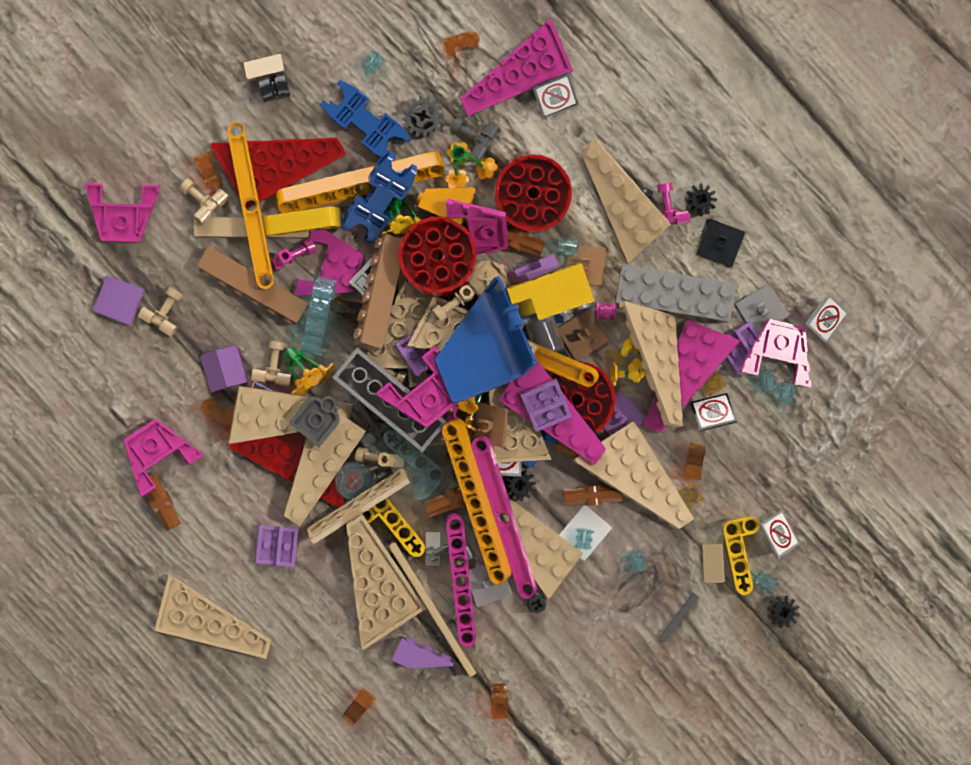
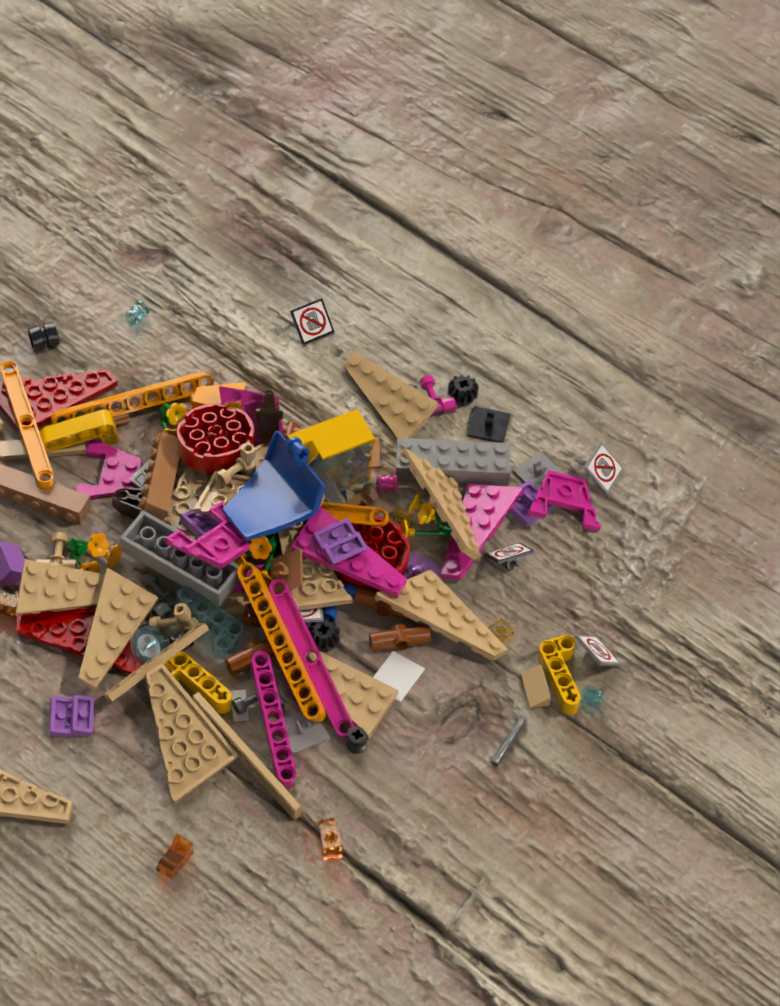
camera: 10 degrees left, 35 degrees down
(264, 67) = (21, 329): tan slope -> none
(285, 257) = (64, 461): dark pink bar -> none
(317, 419) = (106, 581): dark grey plate -> none
(318, 315) = (102, 490): clear light blue beam -> none
(353, 112) = (124, 351): blue piece -> none
(386, 185) = (160, 390): blue piece -> none
(416, 656) = (236, 802): medium lavender slope -> none
(419, 129) = (188, 349): dark grey gear -> none
(460, 154) = (227, 375): light orange plant -> none
(463, 41) = (217, 293): clear orange leg -> none
(480, 139) = (245, 361): dark grey bar -> none
(494, 240) = (269, 416): none -> dark brown hinge
(528, 65) = (272, 310): dark pink wing -> none
(533, 173) = (305, 391): red brick -> none
(581, 532) = (401, 675): clear light blue bush -> none
(637, 561) = (456, 691): clear light blue bush -> none
(694, 461) = (498, 600): leg -> none
(714, 384) = (504, 535): clear yellow tile -> none
(767, 373) = (556, 524): clear light blue bush -> none
(786, 393) = (578, 534): clear light blue bush -> none
(789, 614) = (617, 721): black gear -> none

